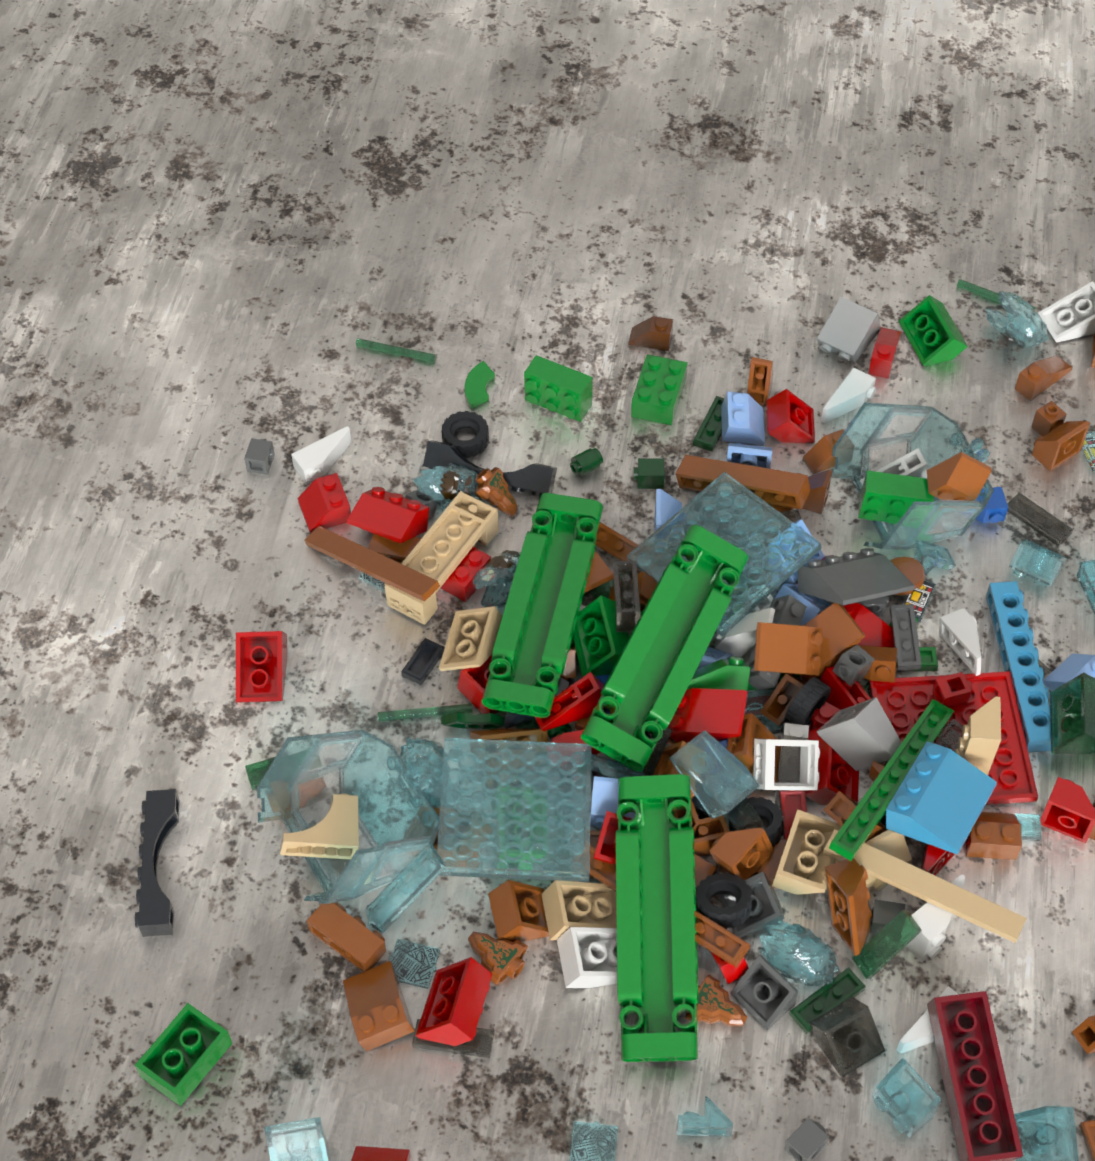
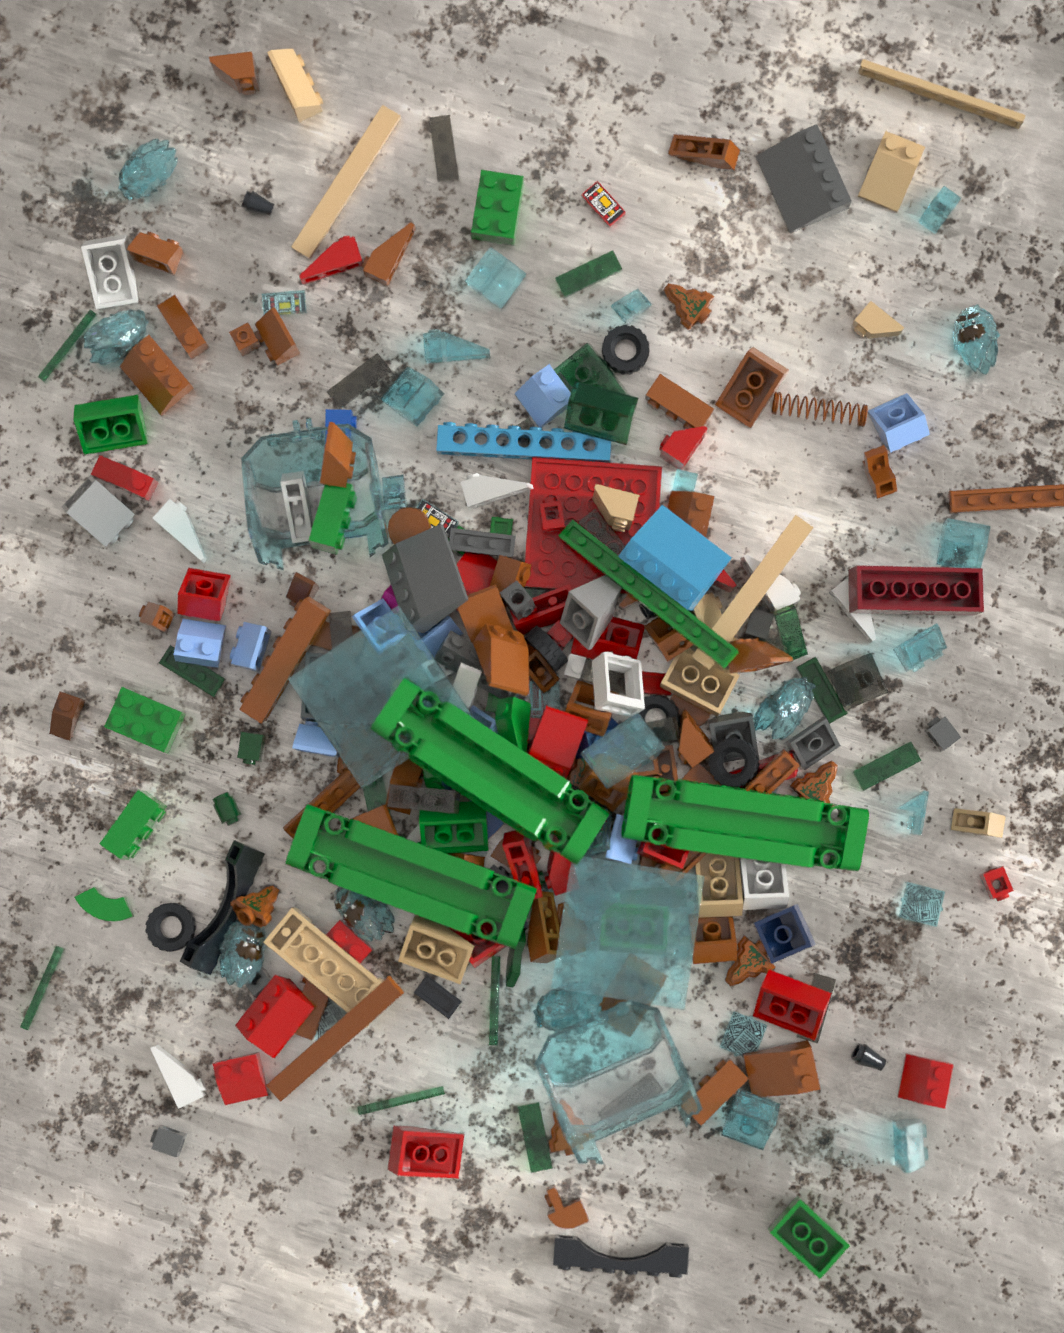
camera: 75 degrees left, 30 degrees up
(202, 801) = (565, 1215): none -> dark orange brick
(313, 642) = (401, 1100): none -> clear green bar
(318, 977) = (751, 1119): none -> clear light blue slope
(332, 837) = (623, 1093): tan arch -> none
(400, 1102) = (867, 1057): none -> black cone
(405, 888) = (687, 1037): clear light blue slope -> none
(536, 986) = (784, 933): none -> dark blue slope
(753, 1085) = (886, 766): none -> clear green tile
(820, 455) = (252, 571): dark orange slope -> none
(992, 360) = (155, 375): none -> dark orange slope

